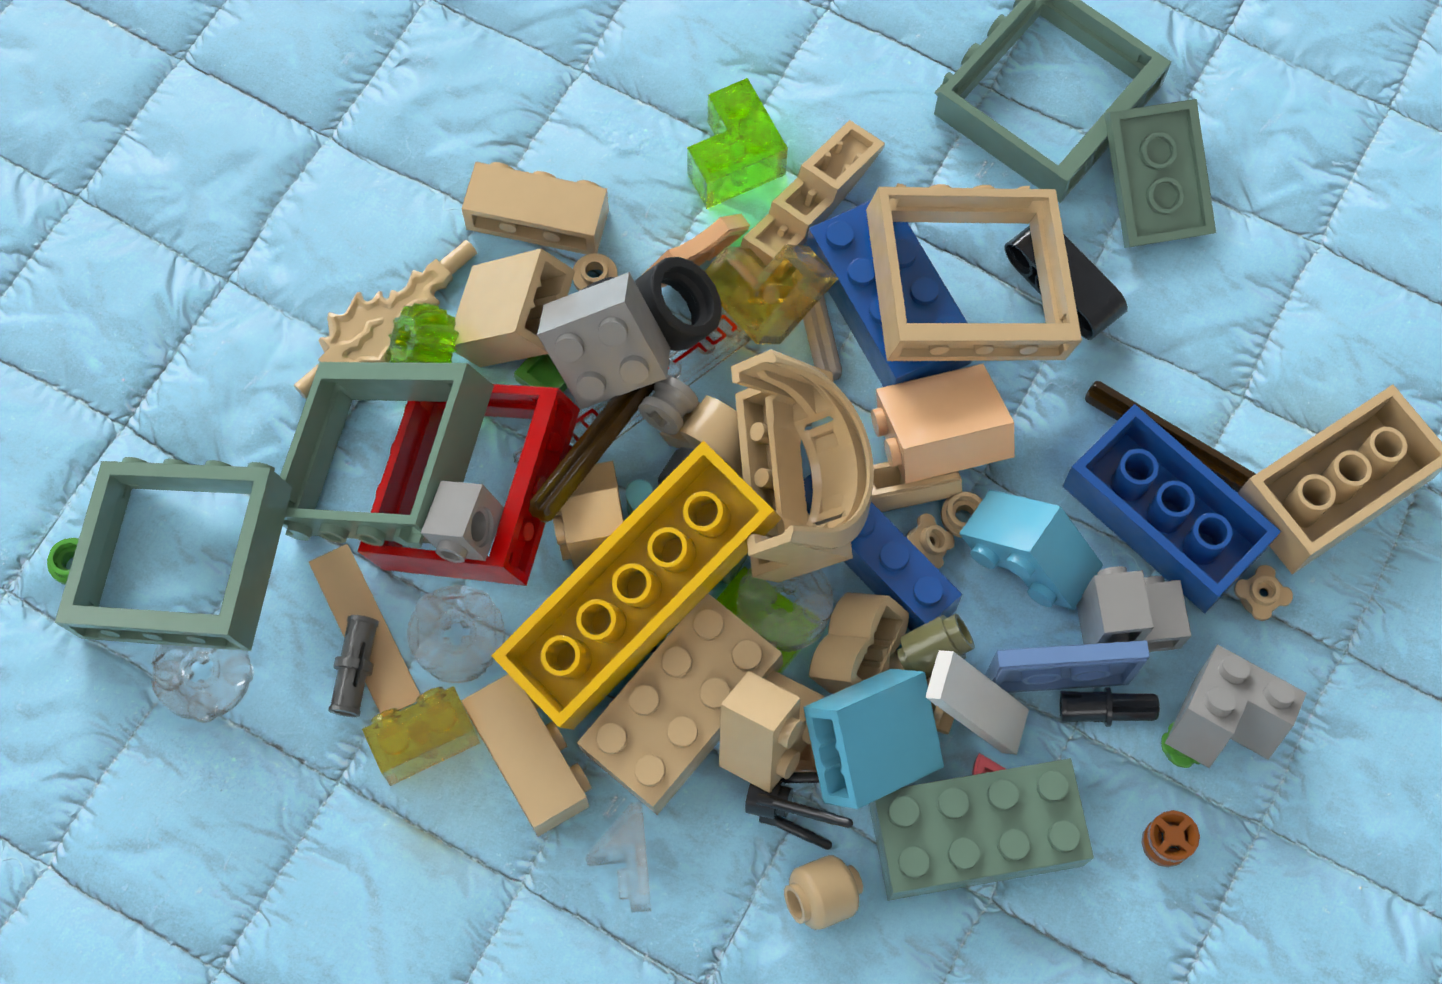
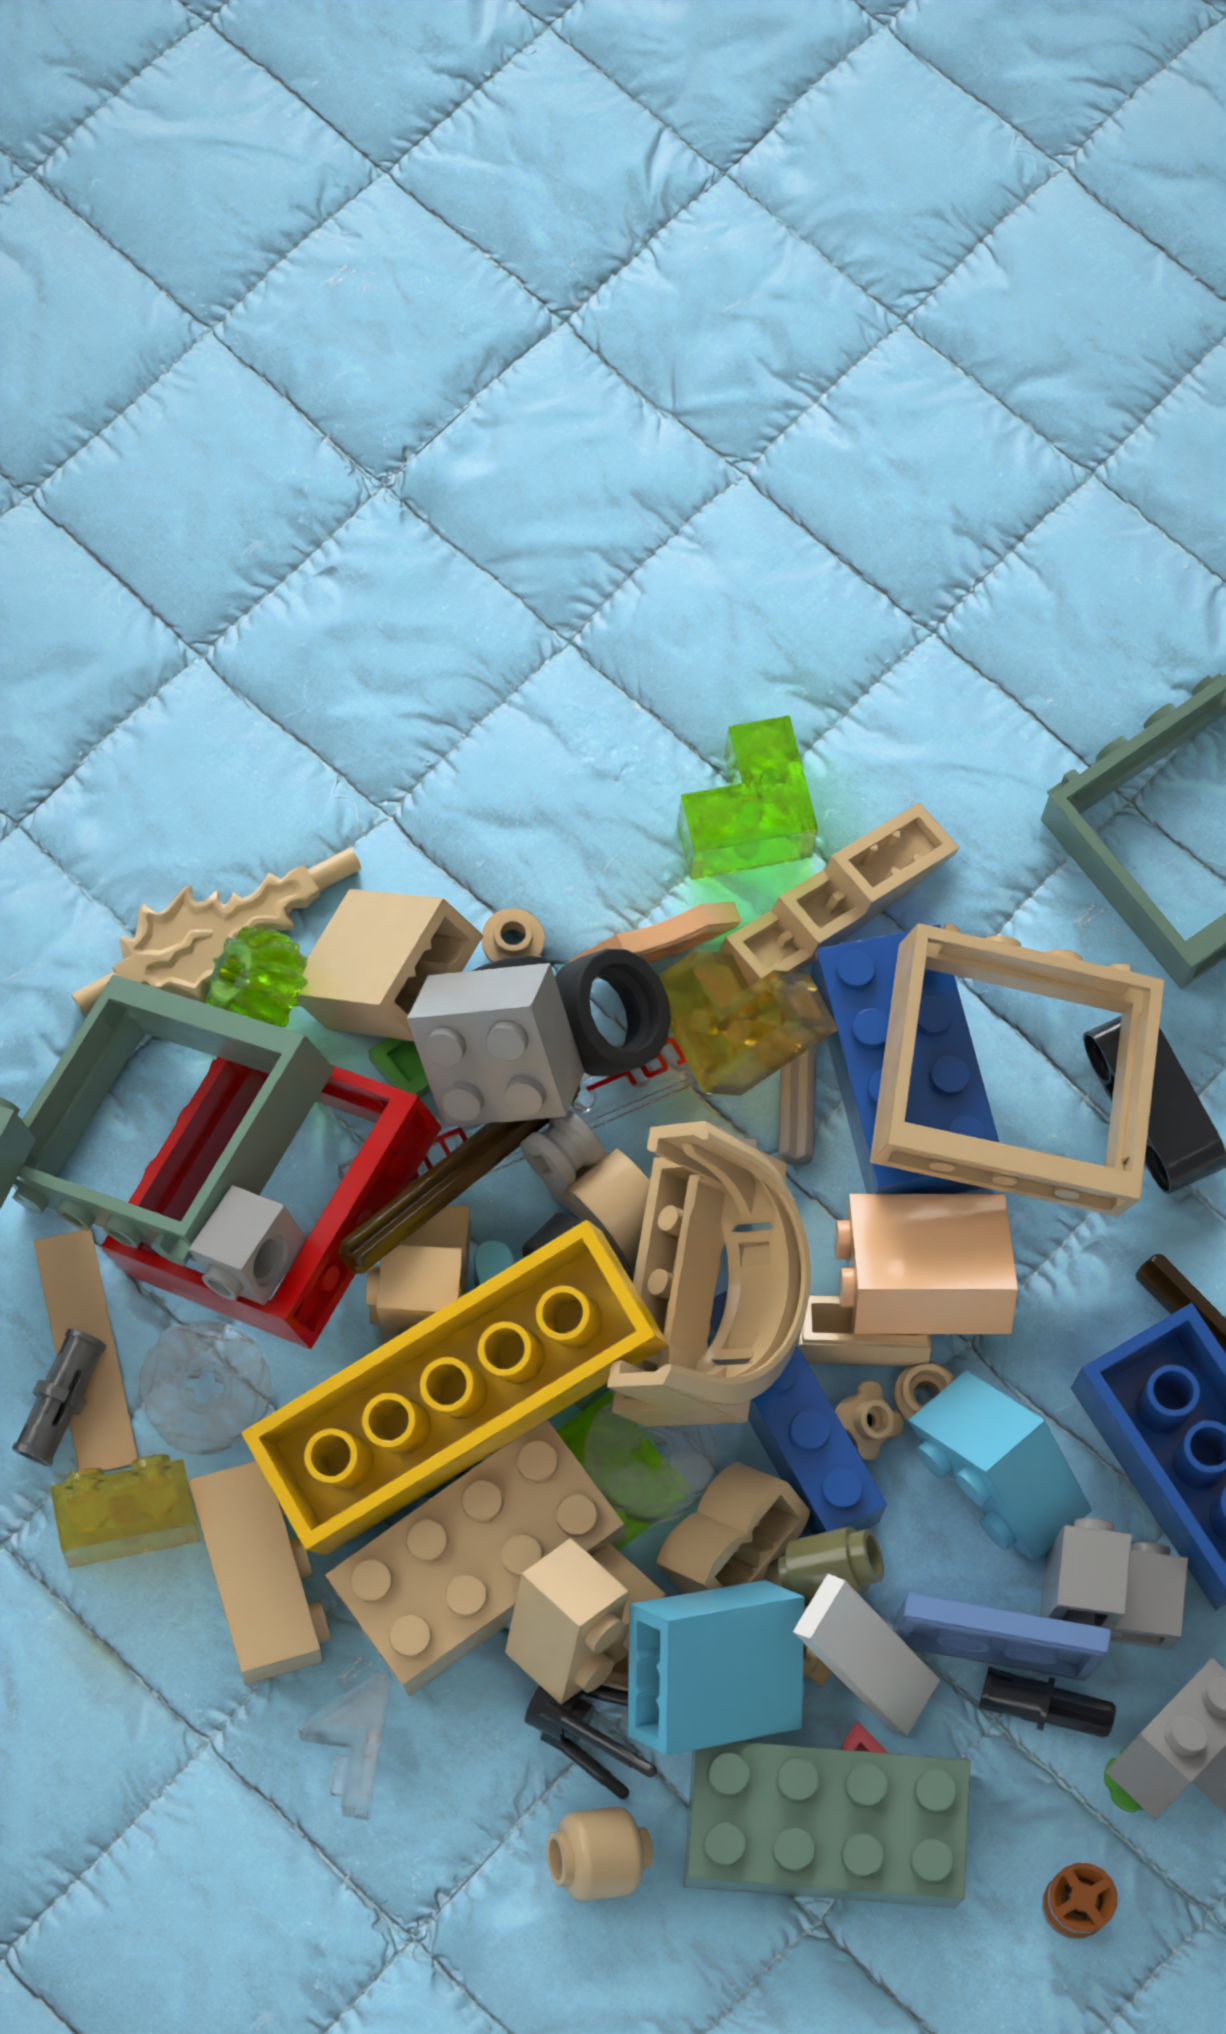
camera: 10 degrees right, 0 degrees up
(535, 208) = (456, 826): tan brick -> none

